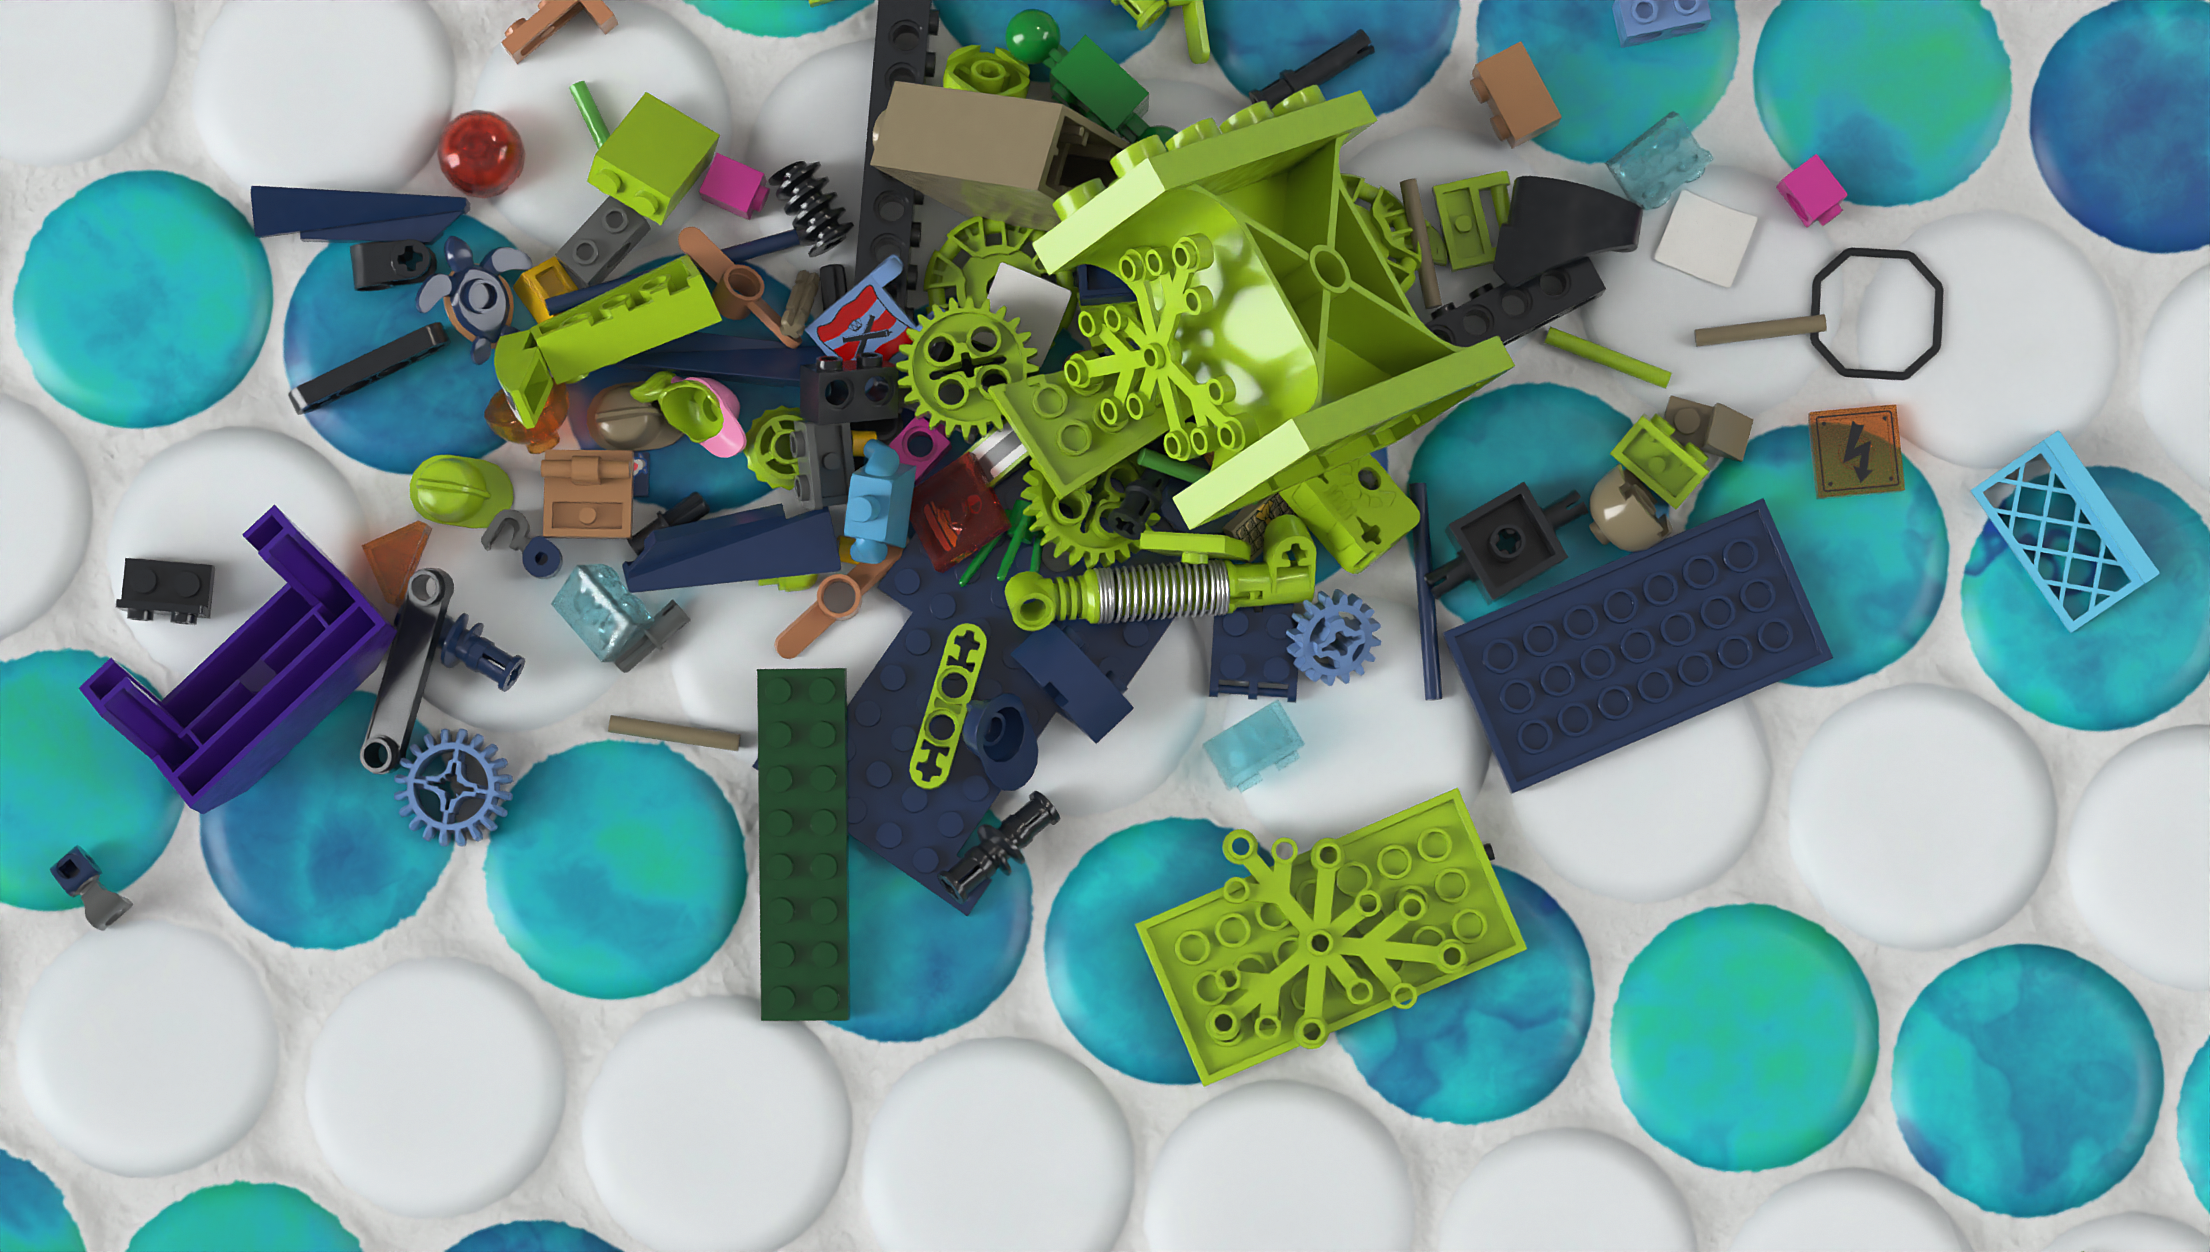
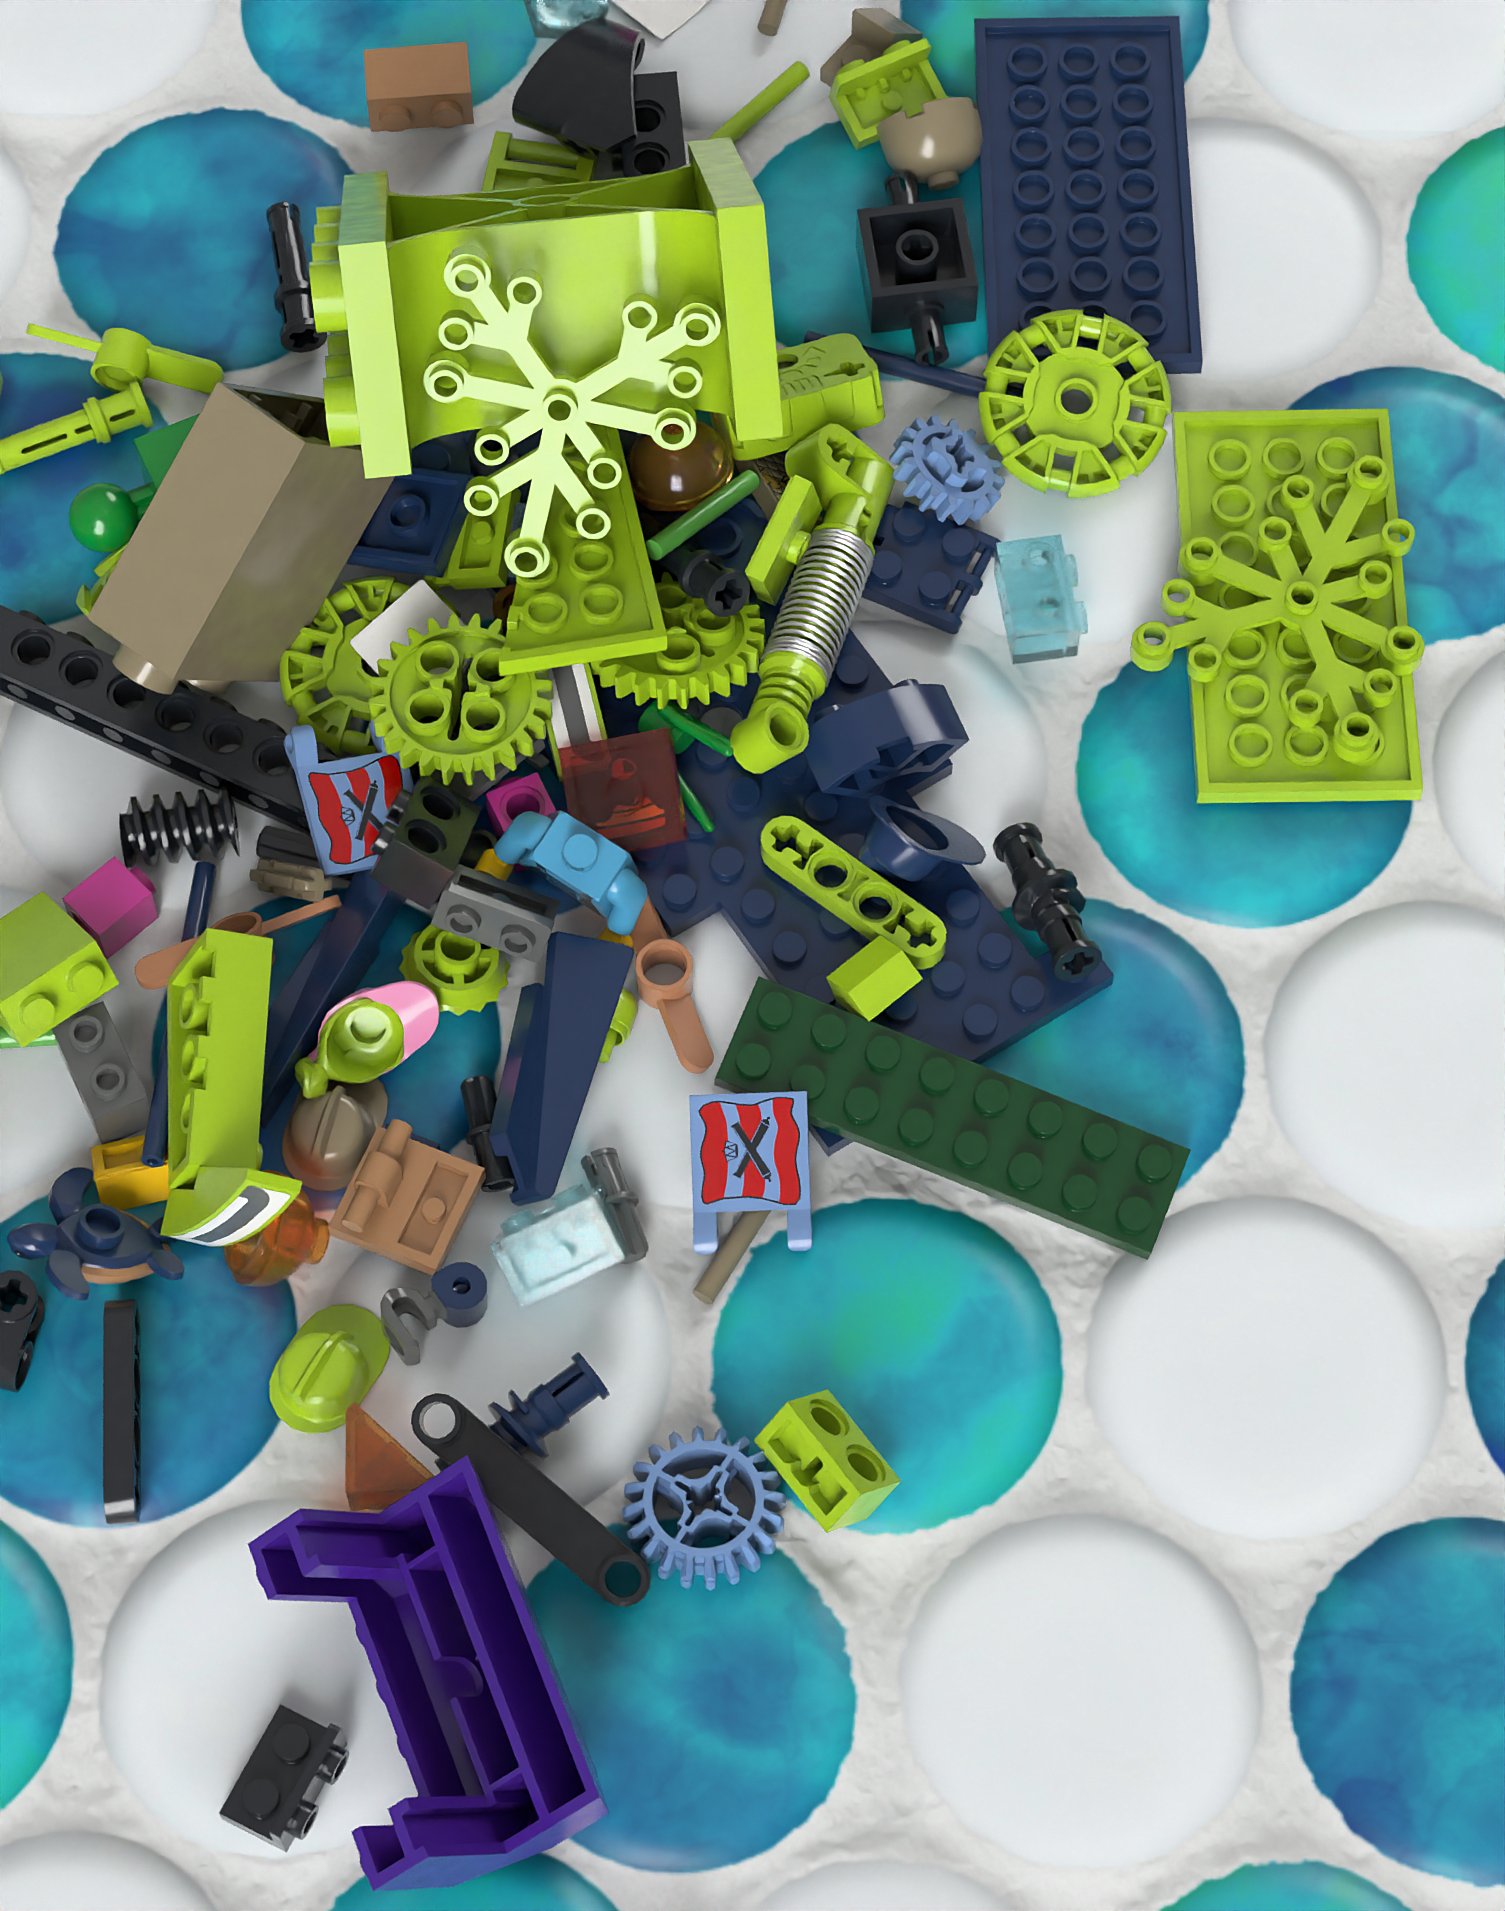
camera: 65 degrees left, 20 degrees down
(514, 858) = (827, 1460): none -> lime brick
(712, 717) = (750, 1157): none -> flag
(880, 749) = (873, 978): none -> lime piece
(1458, 705) = (1066, 433): none -> lime plate

